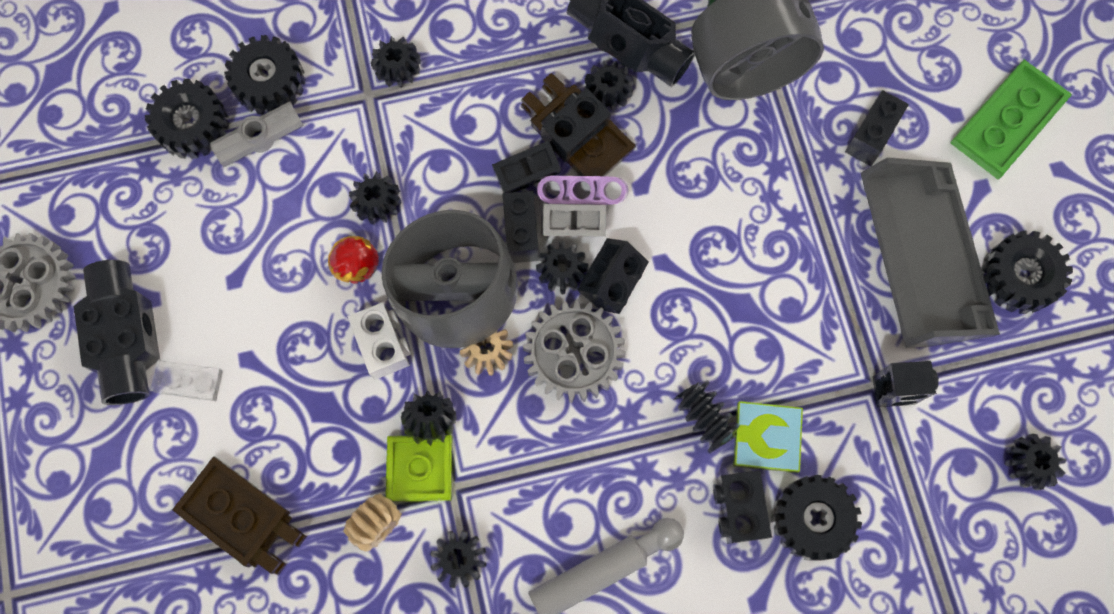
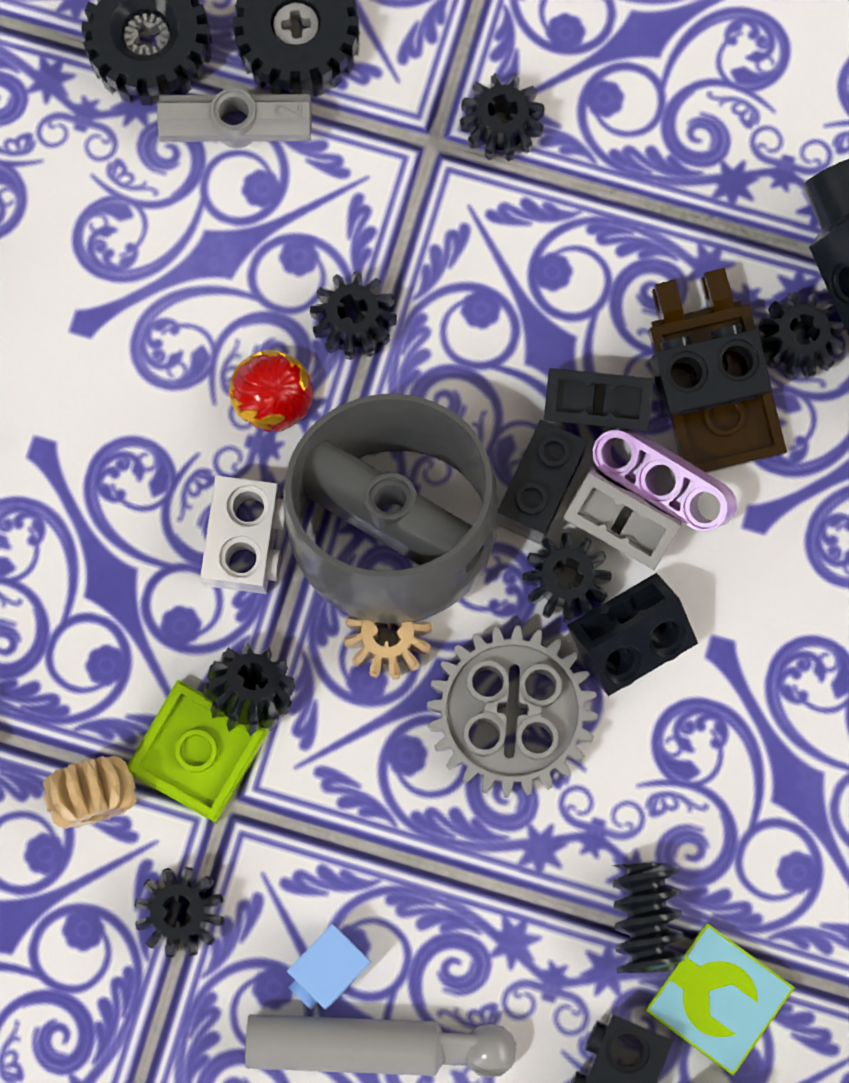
camera: 30 degrees right, 5 degrees up
(555, 542) = (327, 969): none -> light blue brick

